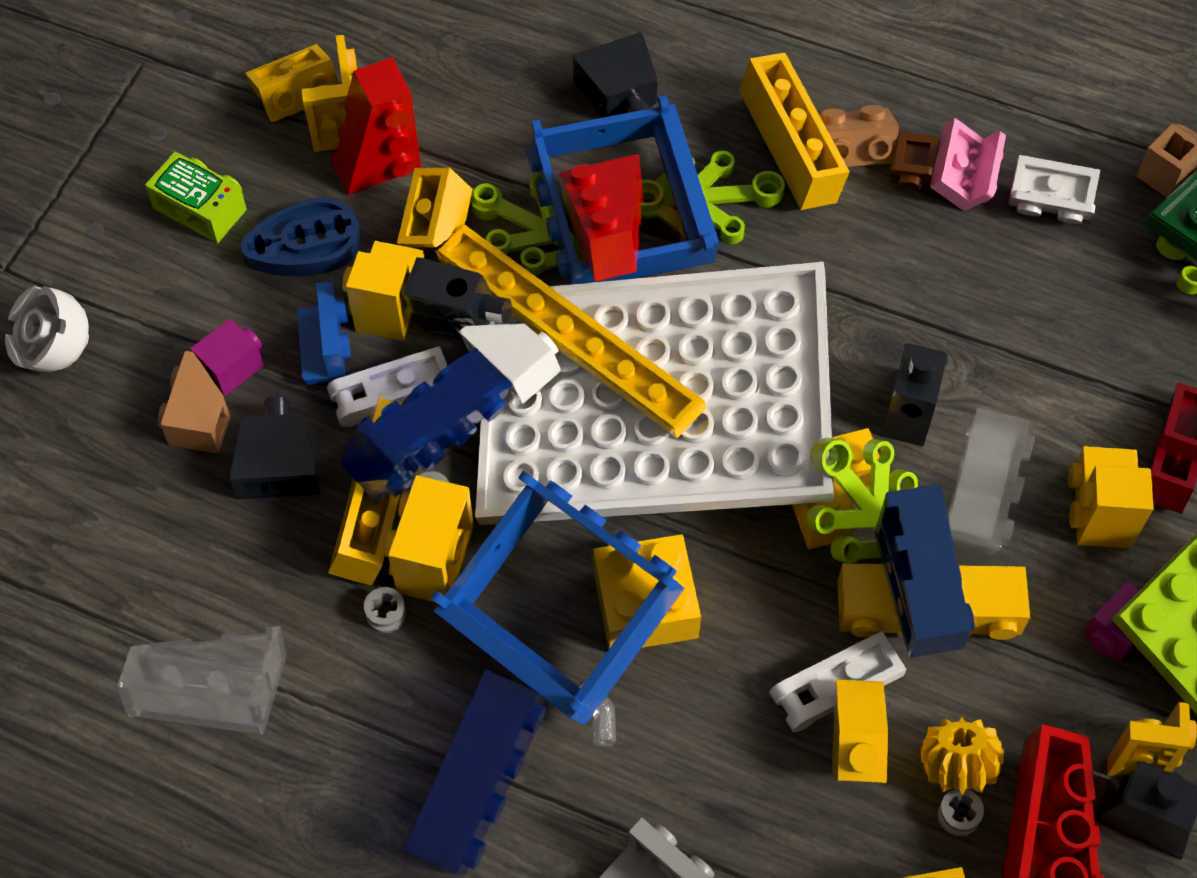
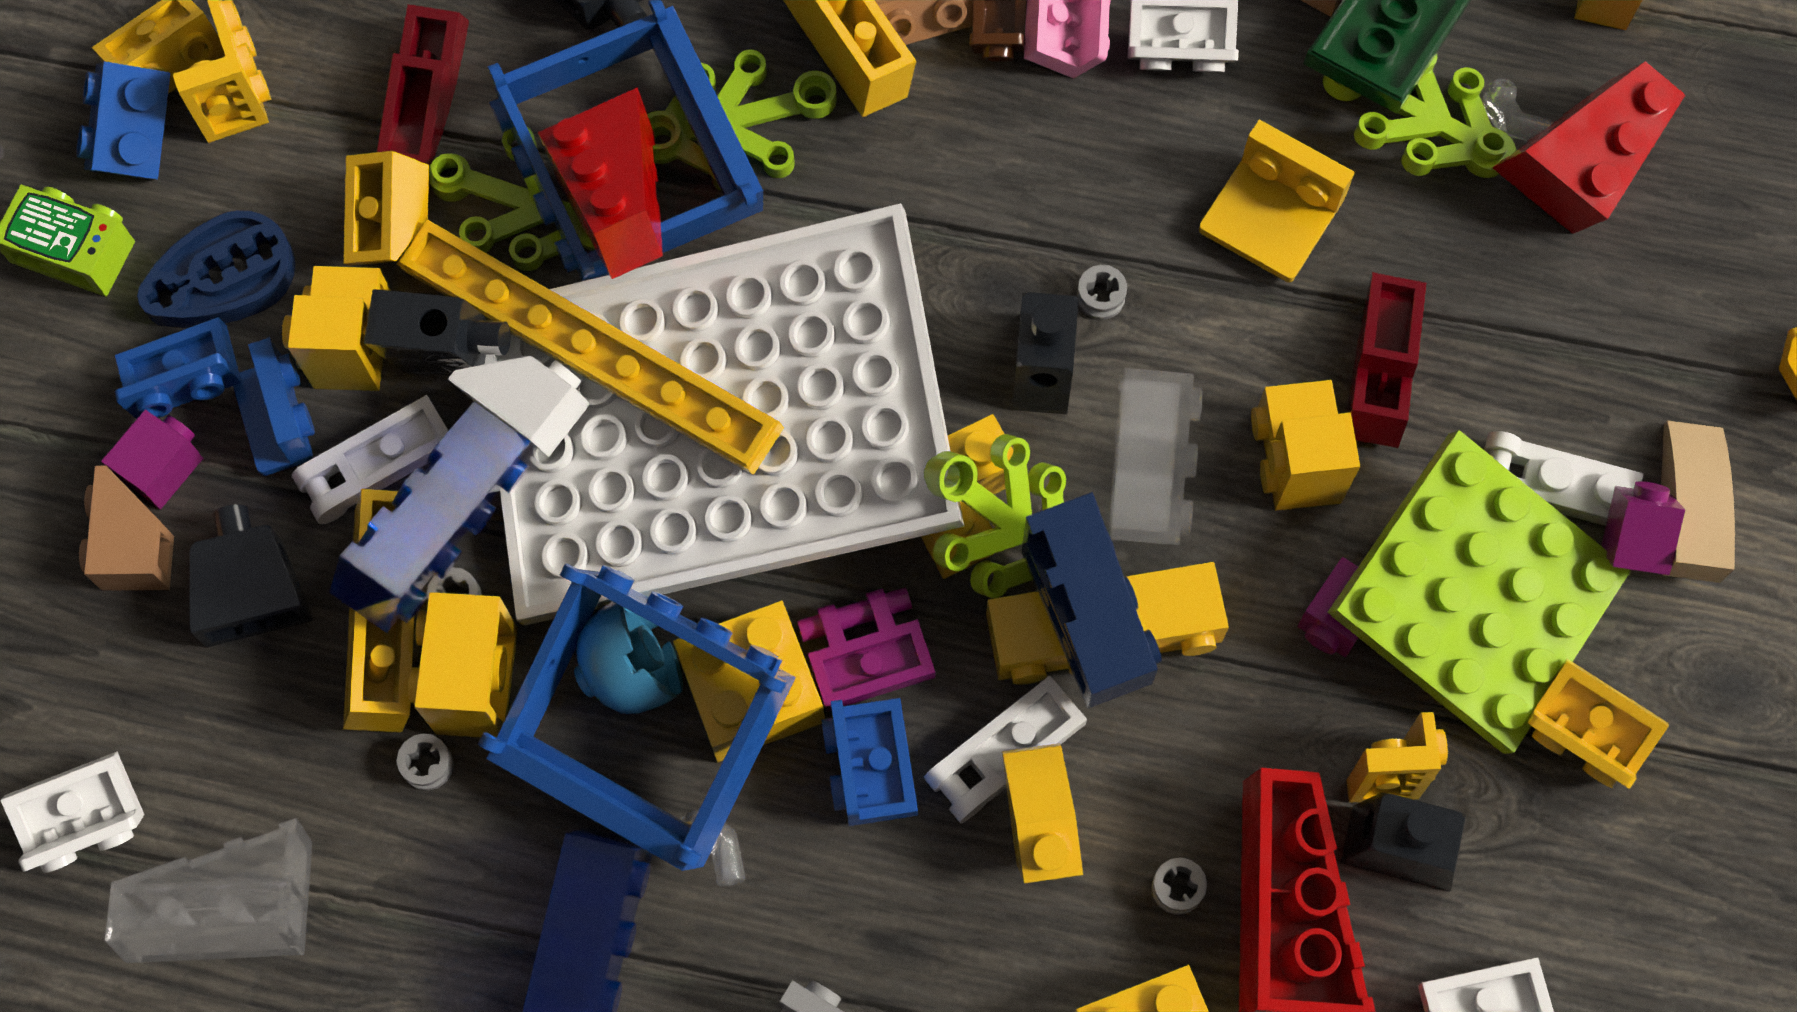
camera: 10 degrees left, 10 degrees up
(112, 594) = (73, 813): none -> white bracket
(258, 122) = (124, 120): none -> blue bracket
(259, 297) = (177, 369): none -> blue bracket
(378, 129) = (285, 109): red wedge -> none
(480, 130) = (422, 82): none -> dark red slope
(552, 559) = (625, 663): none -> dark azure cylinder
(731, 671) = (873, 761): none -> blue bracket
(743, 598) = (871, 663): none -> magenta plate
(962, 755) = (1170, 818): yellow gear -> none
(967, 350) = (1113, 279): none -> light grey bush
(1111, 318) = (1277, 202): none -> yellow bracket

